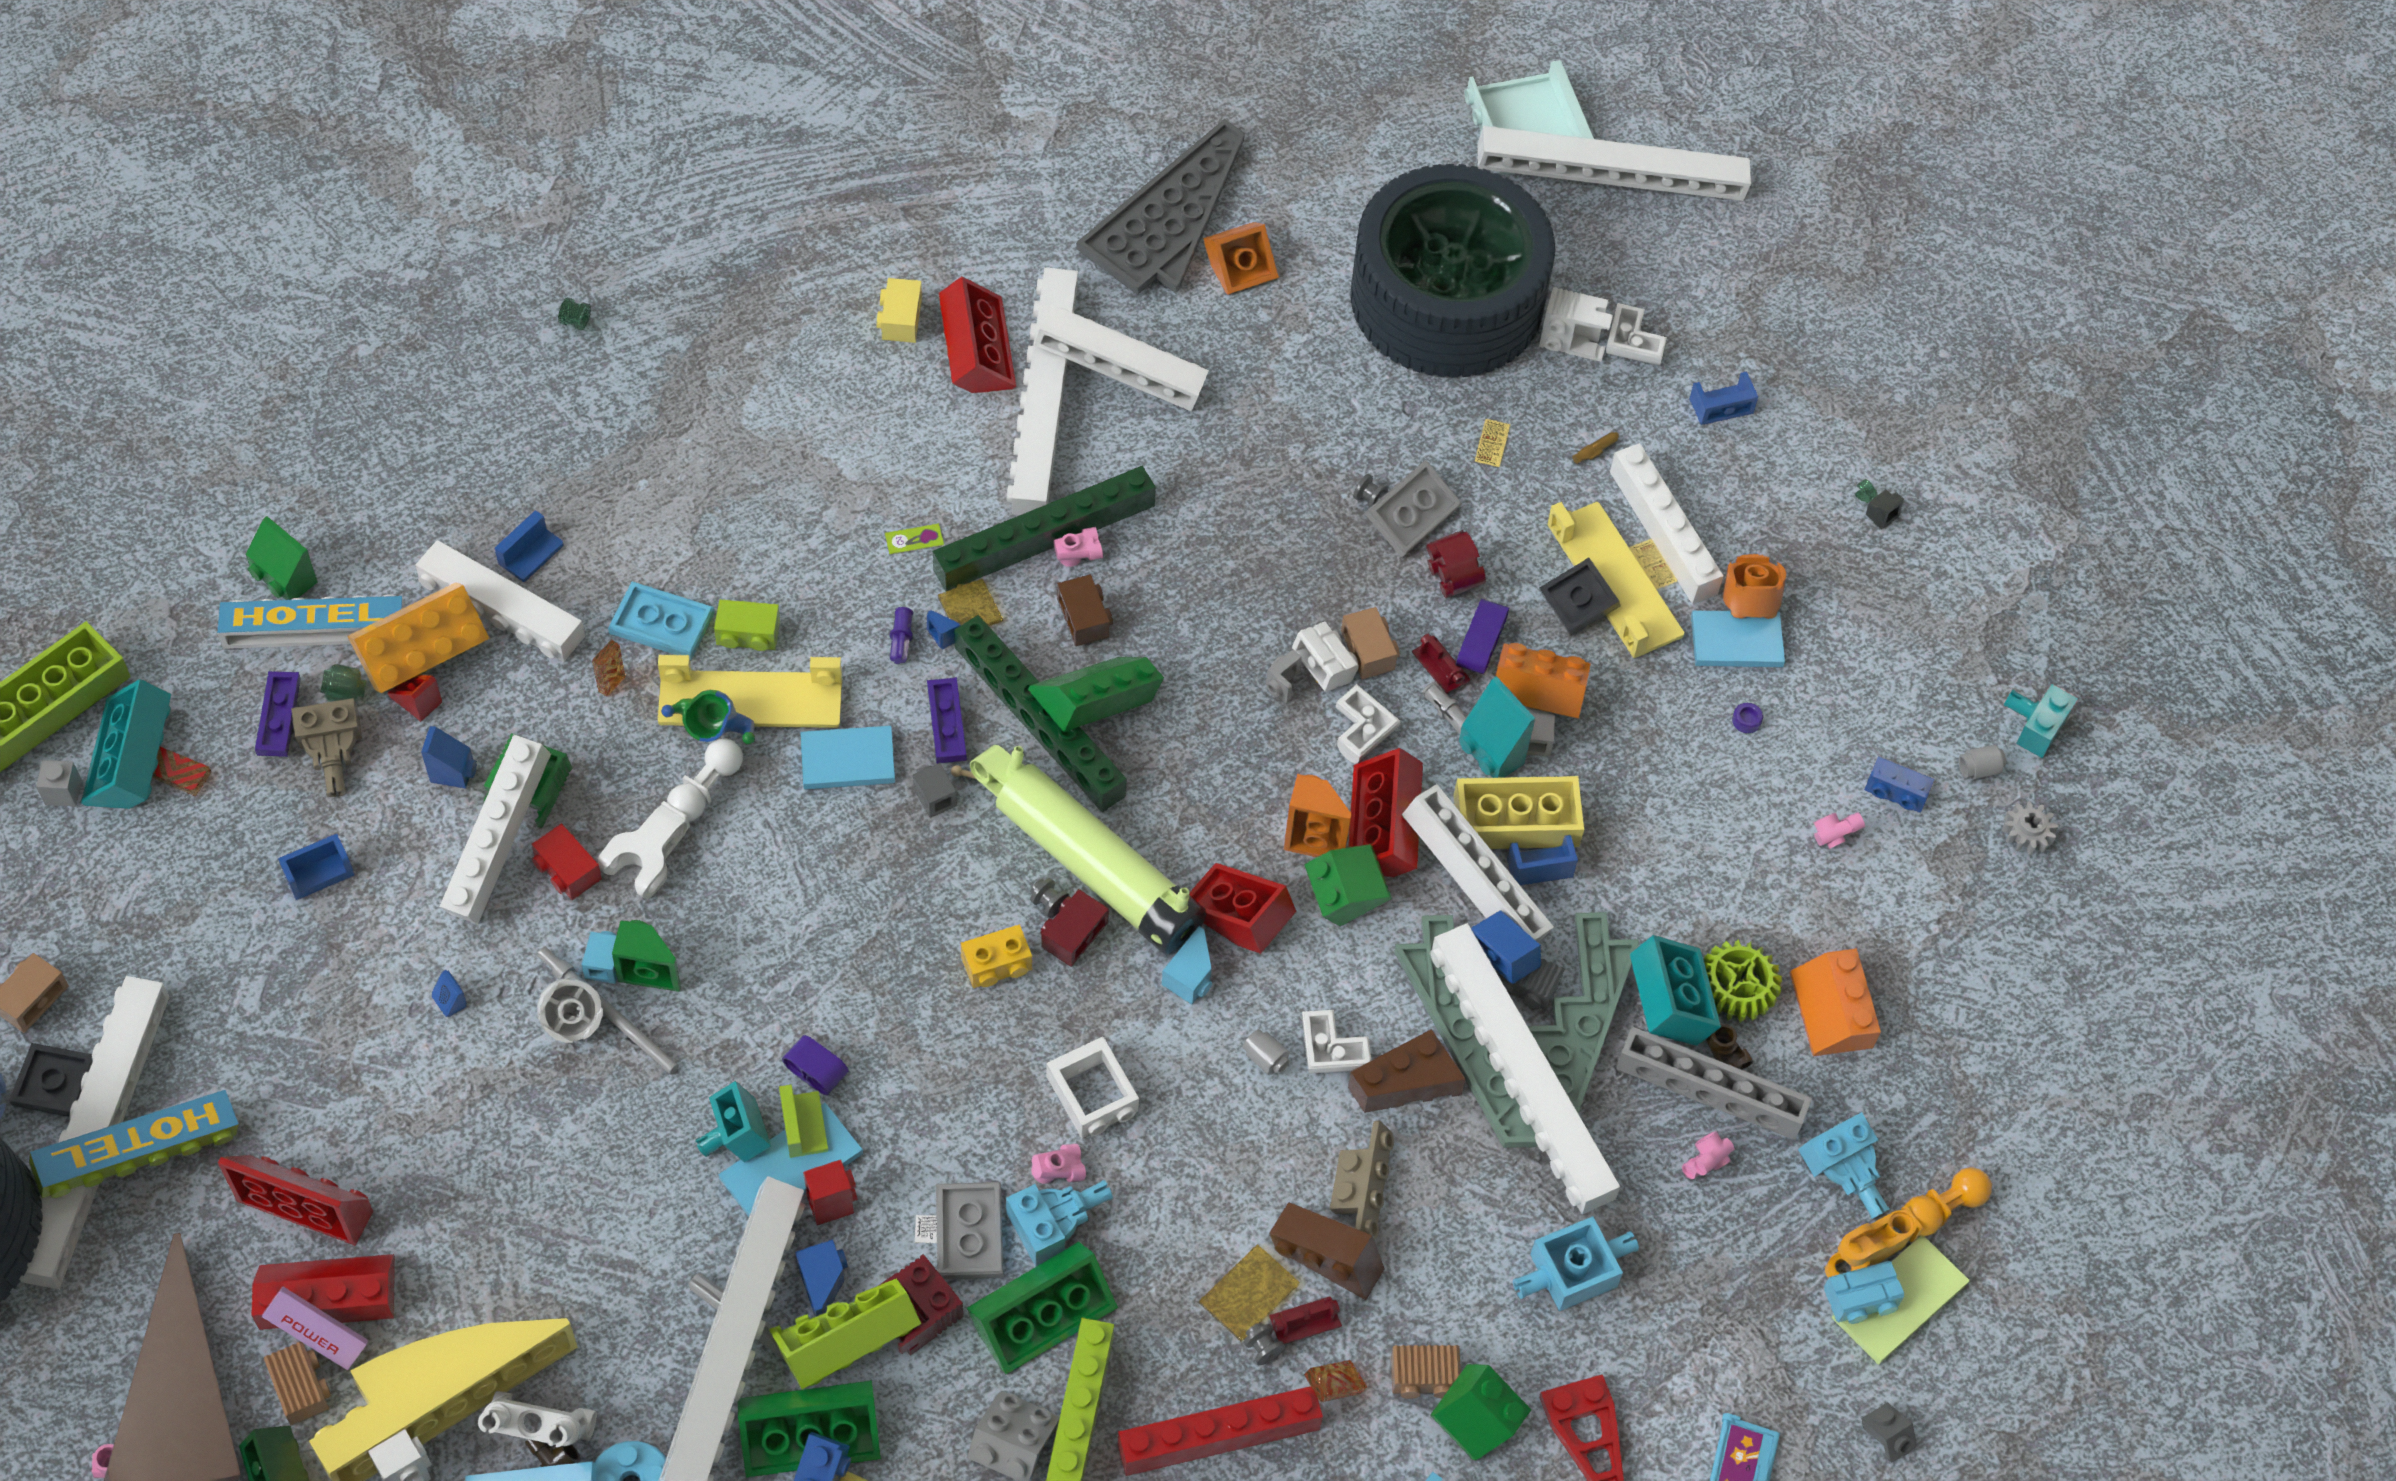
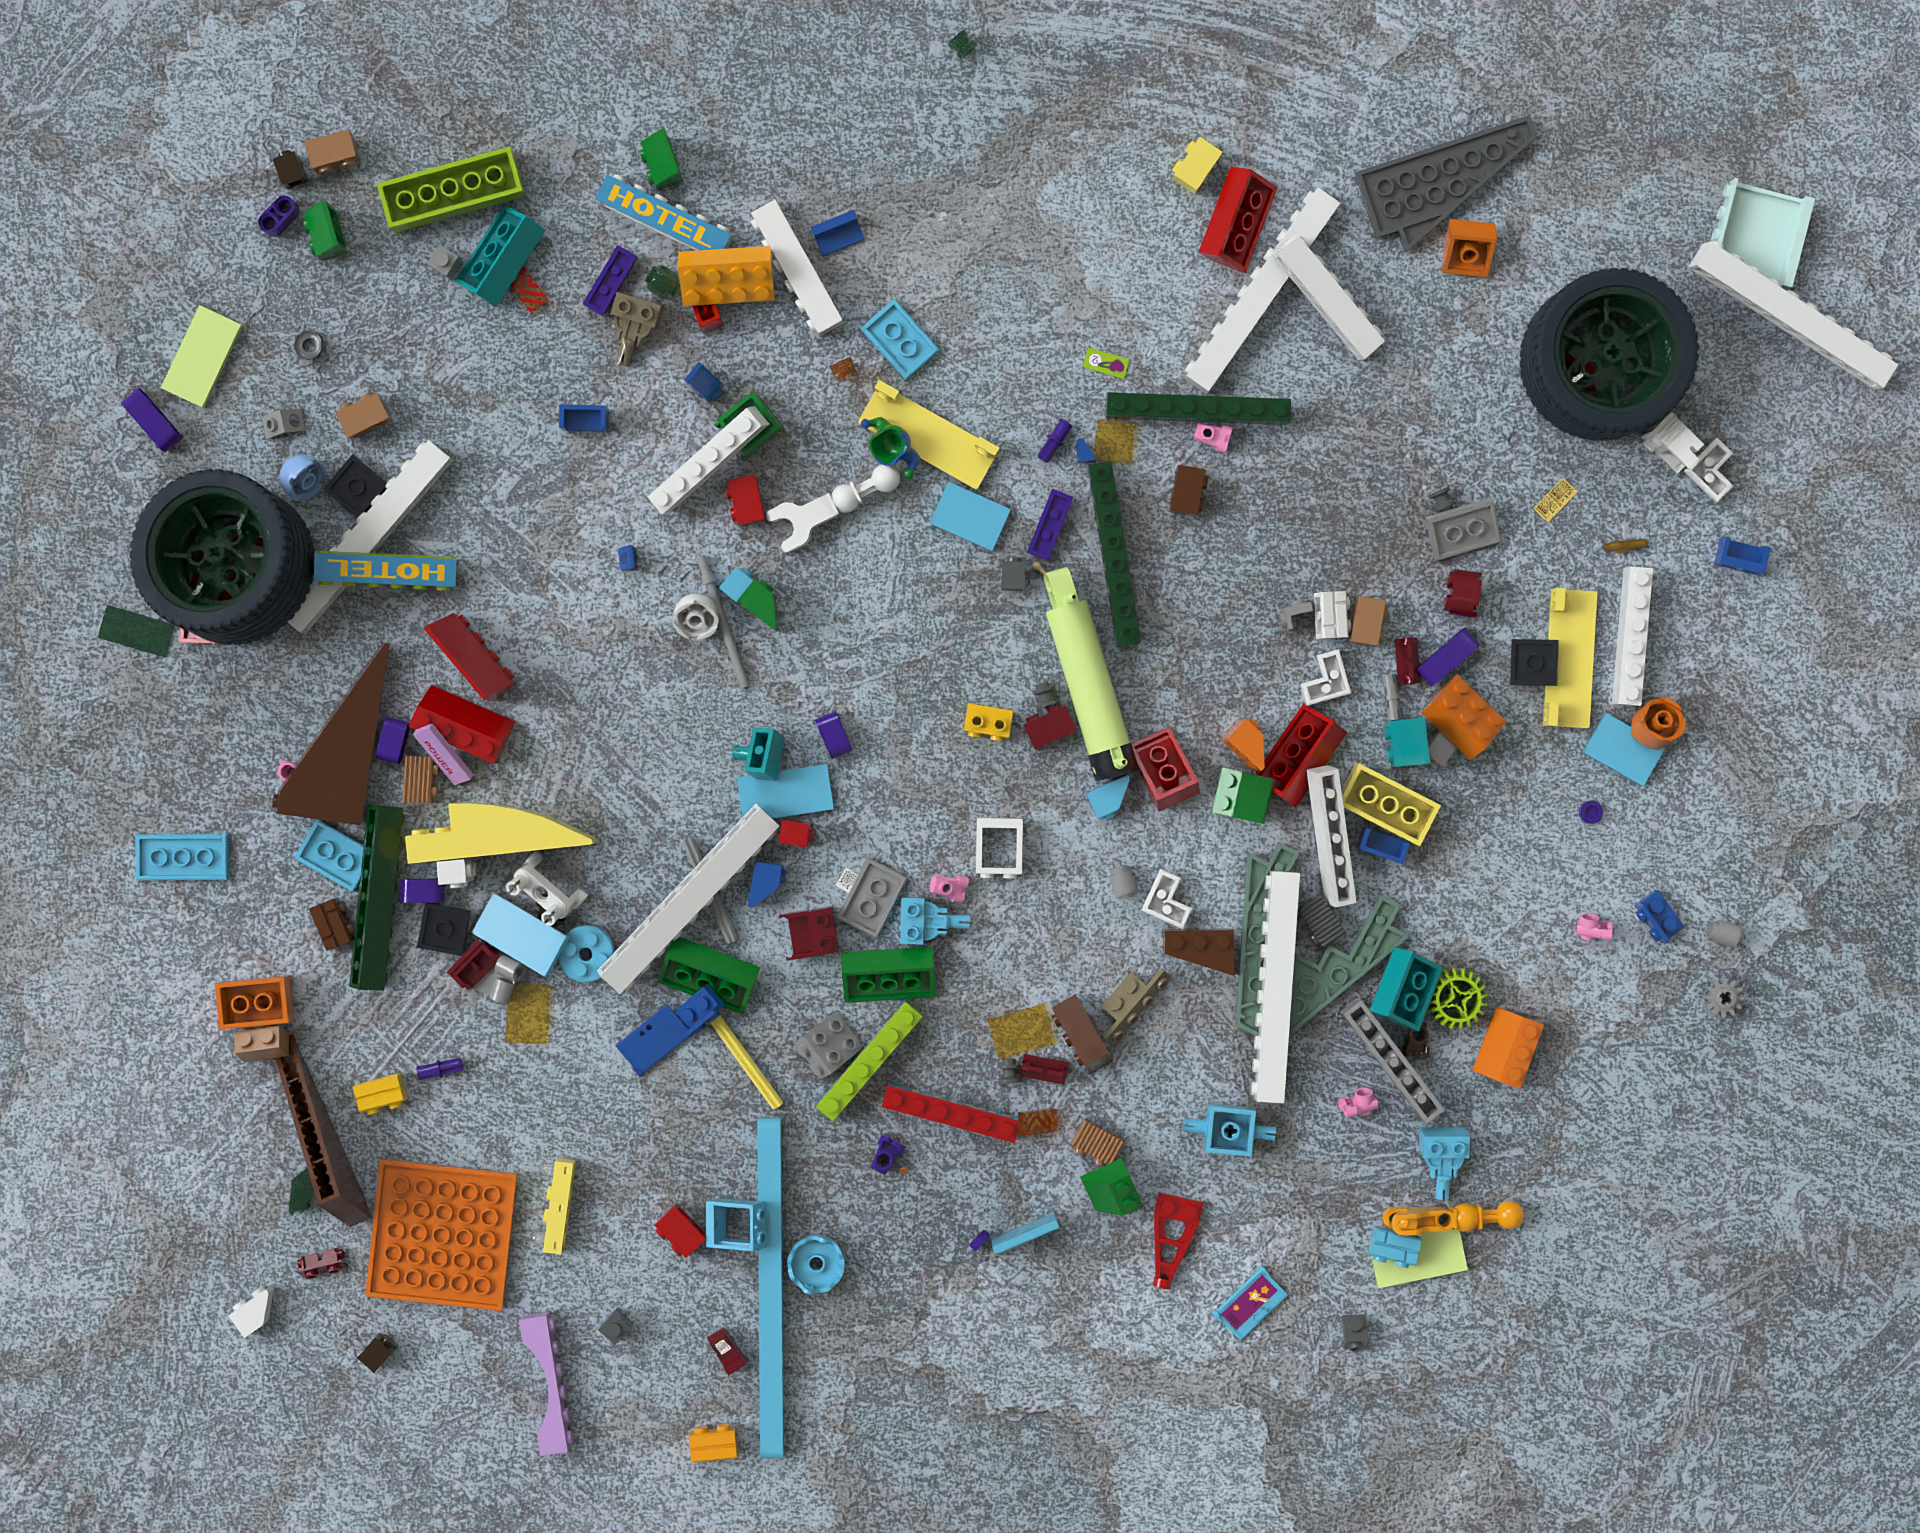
camera: 30 degrees right, 30 degrees up
(238, 1354) = (393, 740): none -> dark purple beam
(747, 625) = (954, 378): lime brick -> none
(803, 1122) = (805, 772): lime panel -> none
(845, 1332) = (755, 933): lime wedge -> none
(1098, 691) = (1159, 561): green slope -> none
(1508, 946) = (1315, 902): blue panel -> none
(1653, 563) = (1605, 658): clear yellow sticker -> none
(1882, 507) = (1794, 704): pearl dark grey piece -> none
(2043, 718) = (1789, 926): teal brick -> none

